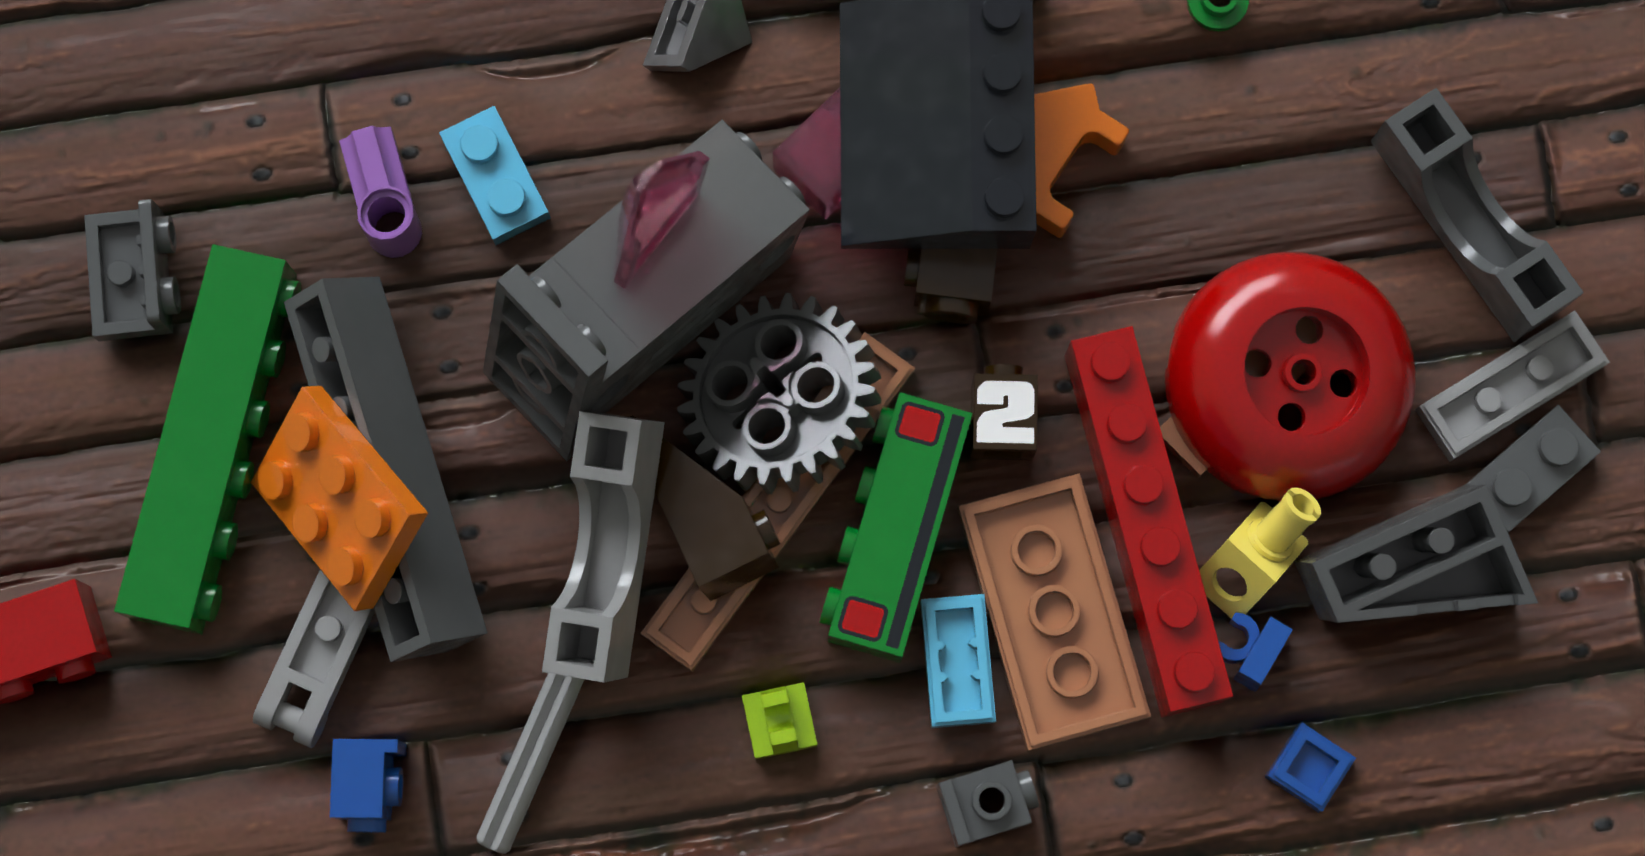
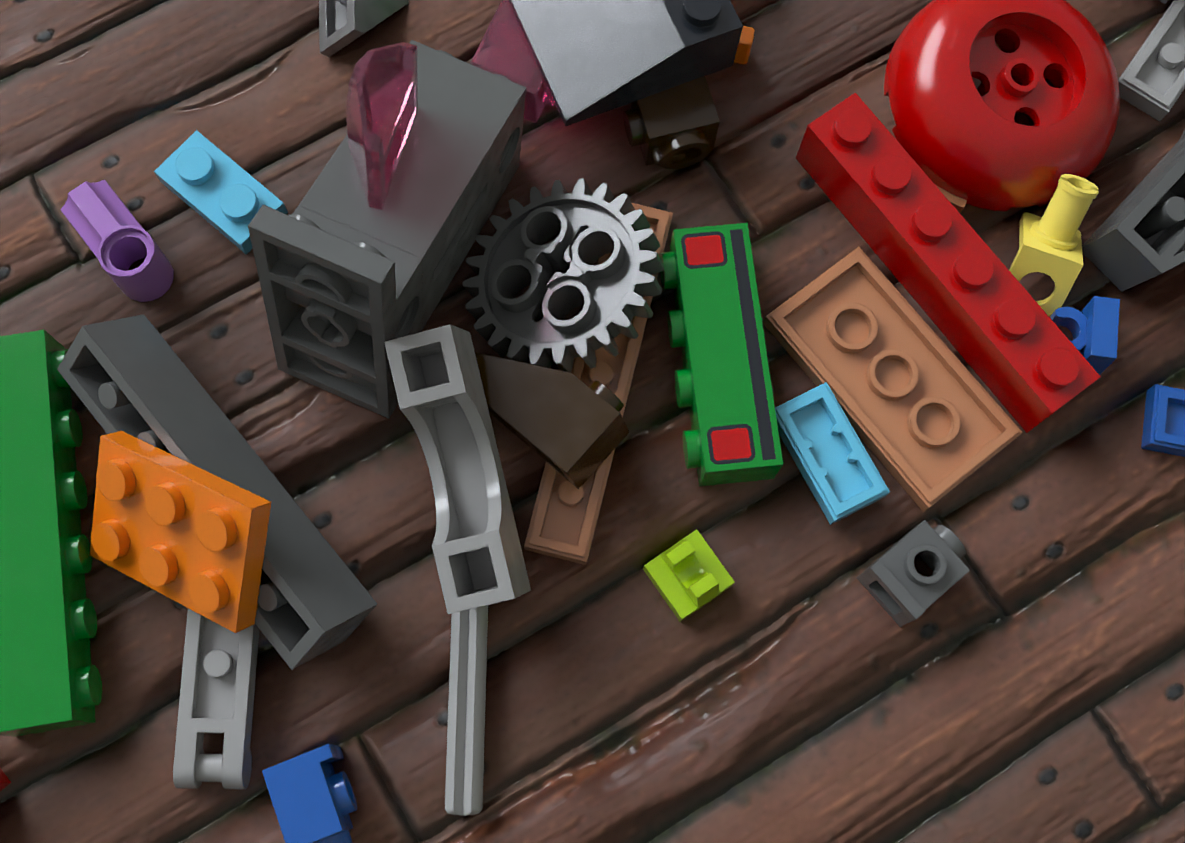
camera: 25 degrees left, 5 degrees down
(1003, 414) = (776, 218): brick -> none

